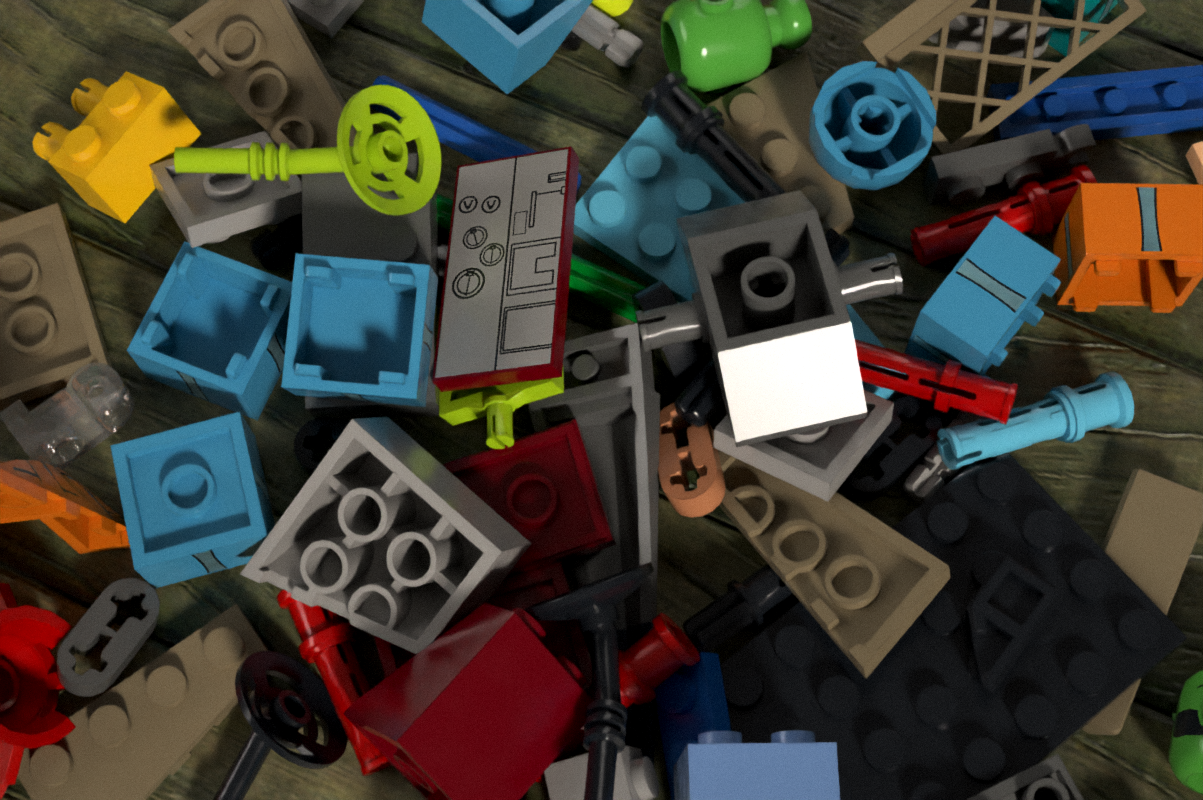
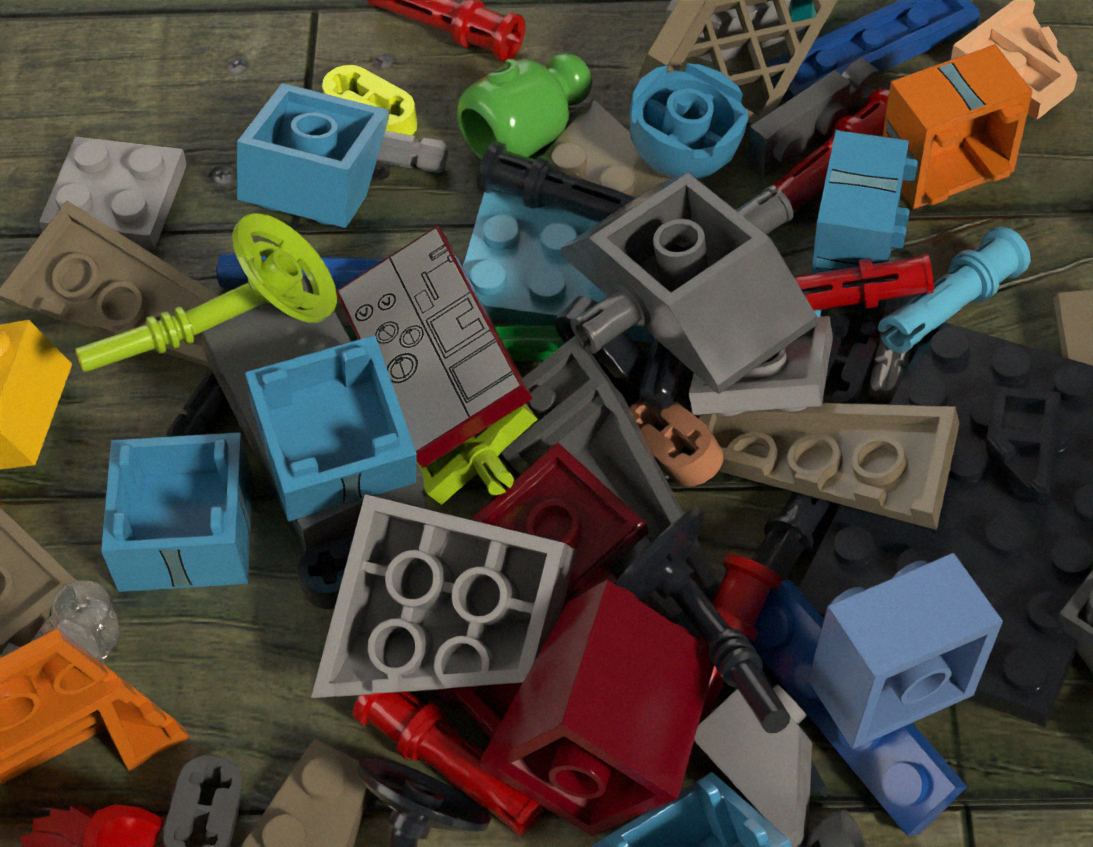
camera: 25 degrees left, 15 degrees down
(193, 499) = (231, 657): dark azure container -> none
(222, 205) = (130, 393): light grey plate -> none

